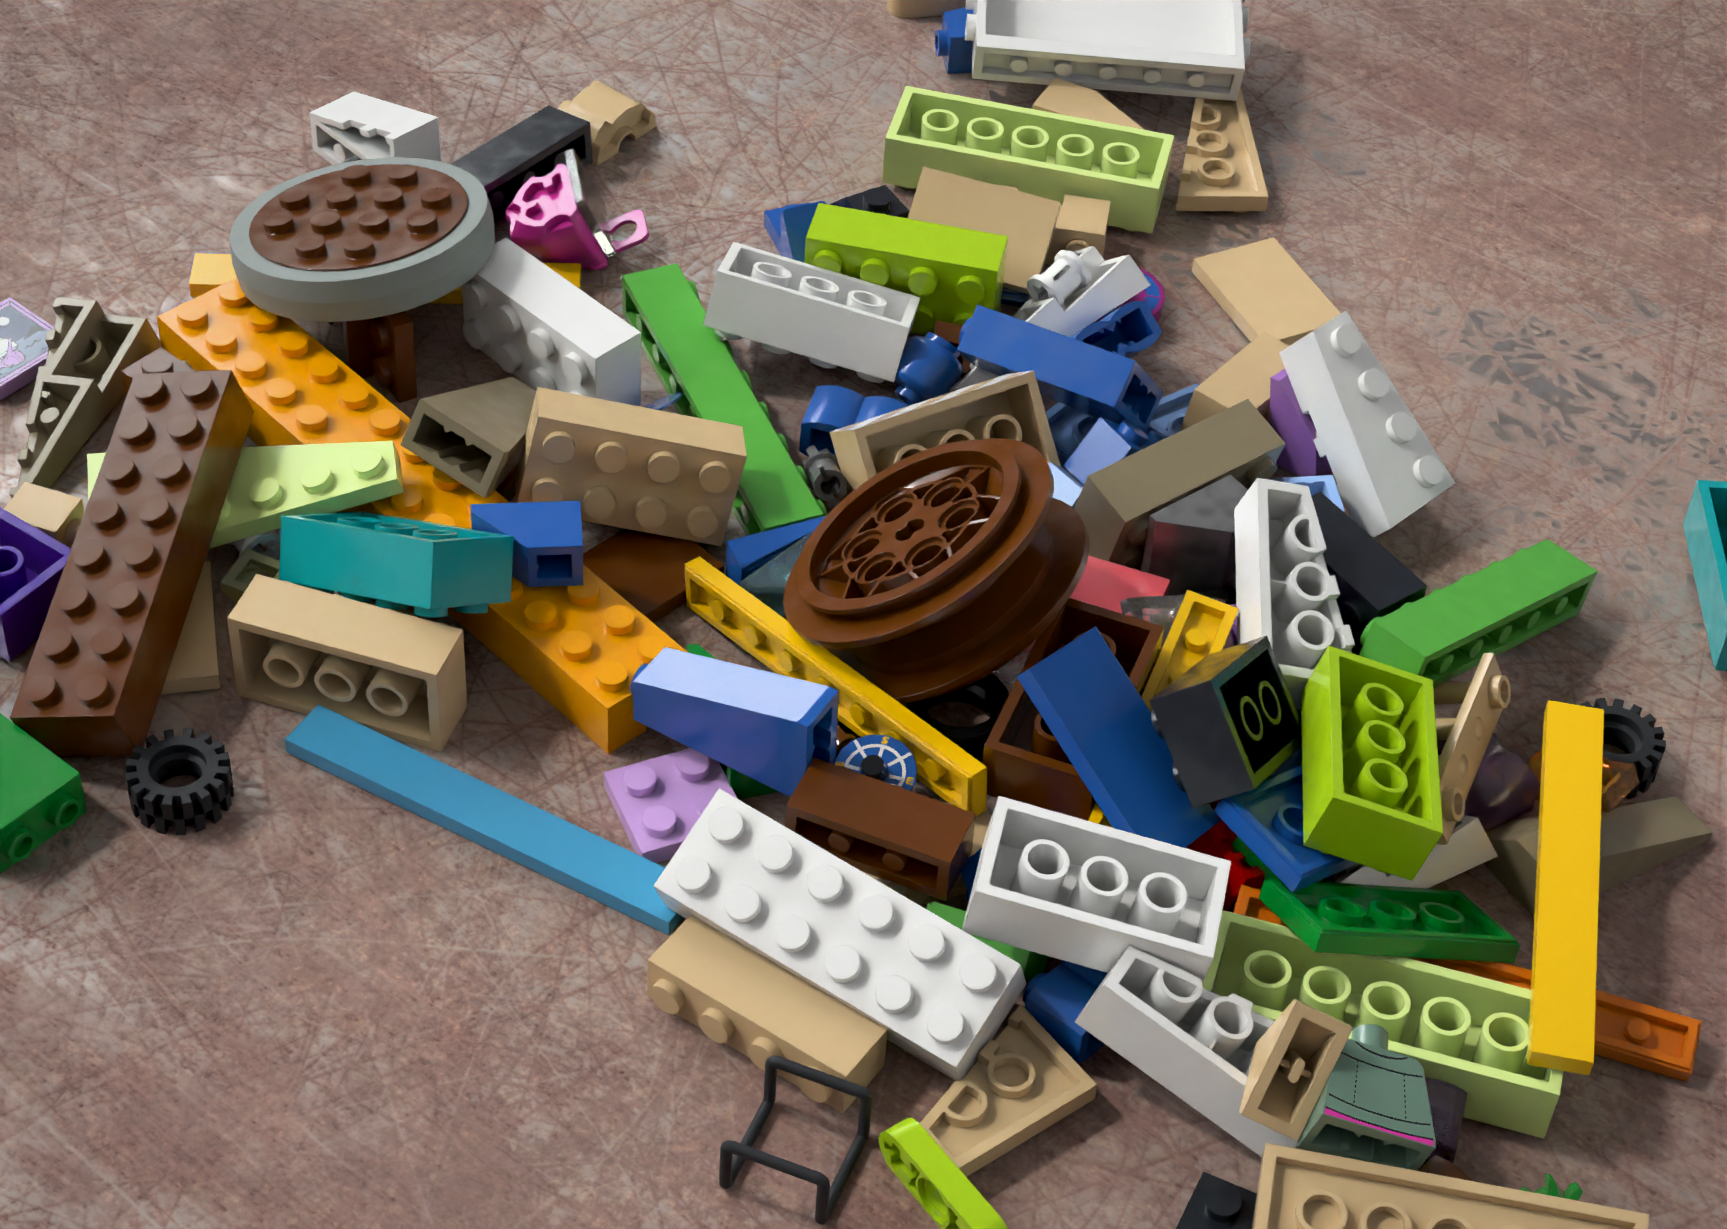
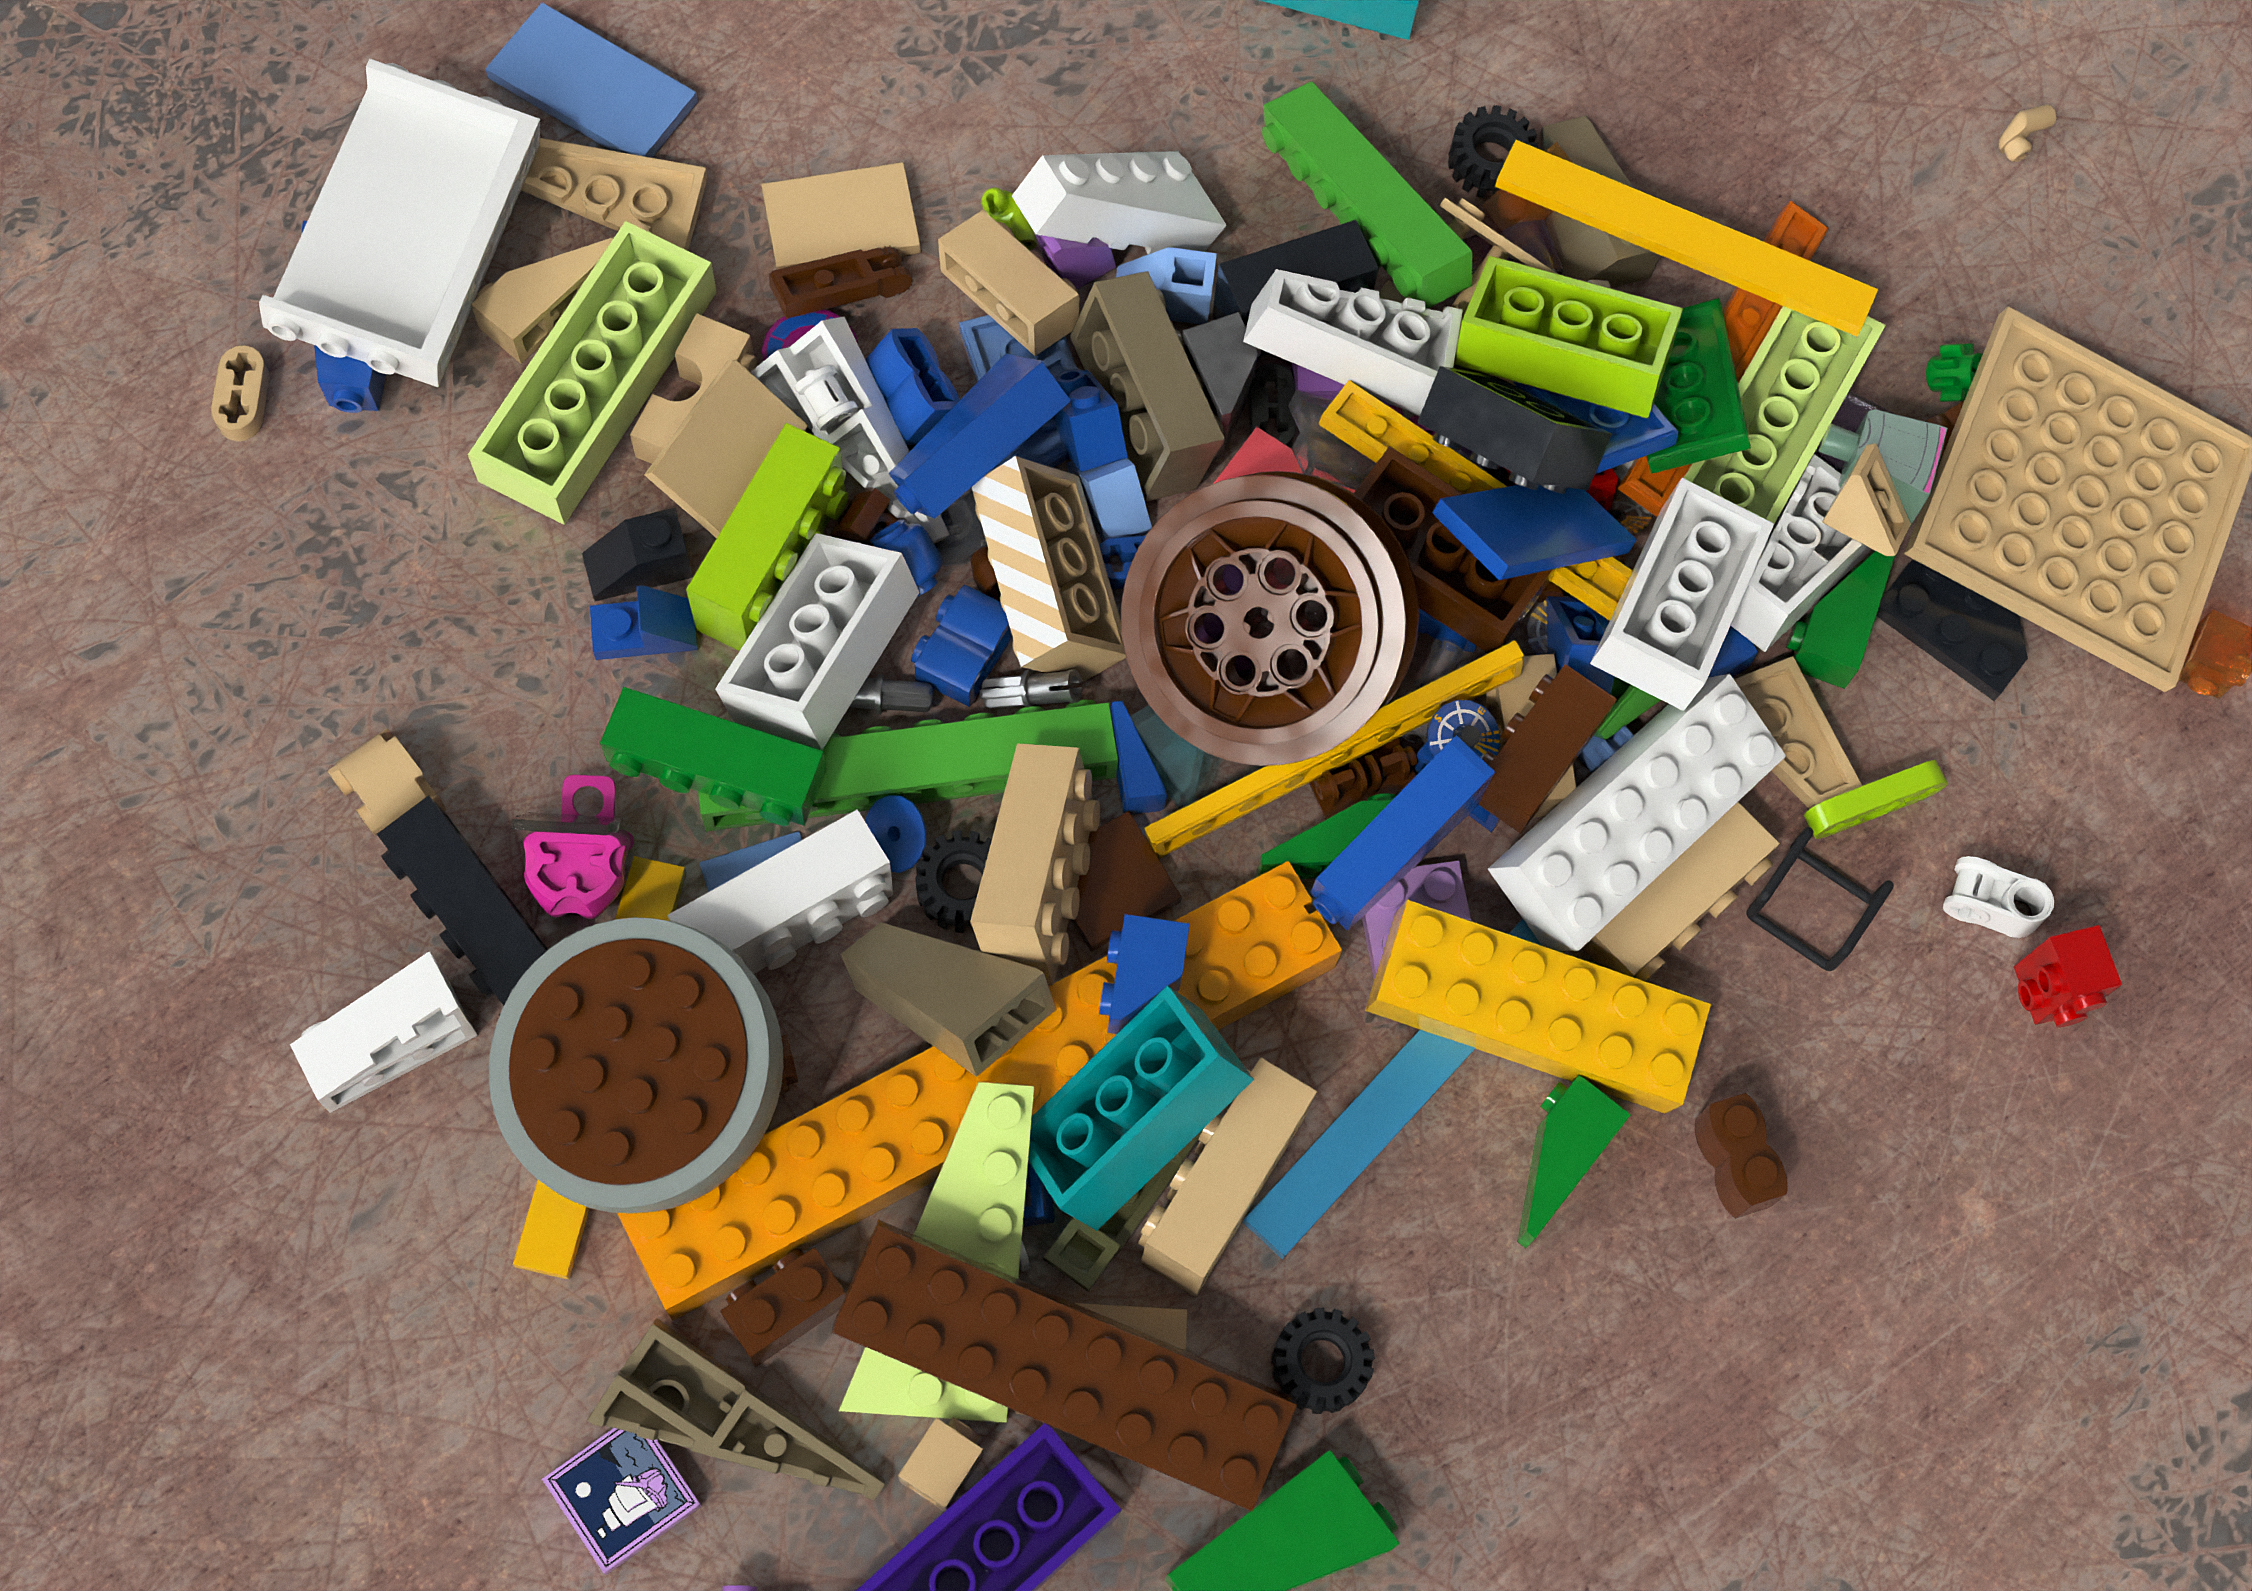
camera: 80 degrees left, 25 degrees up
(435, 944) = (1565, 1147): none -> green slope
(464, 1098) = (1746, 1168): none -> reddish brown brick
(588, 890) = (1538, 1007): none -> yellow brick
(669, 259) = (713, 757): none -> green brick
(787, 387) = (893, 695): none -> flat silver axle
(1166, 1134) = (1839, 626): none -> green slope
(1196, 293) = (839, 280): none -> reddish brown hinge
(1320, 132) = (591, 84): none -> medium blue tile

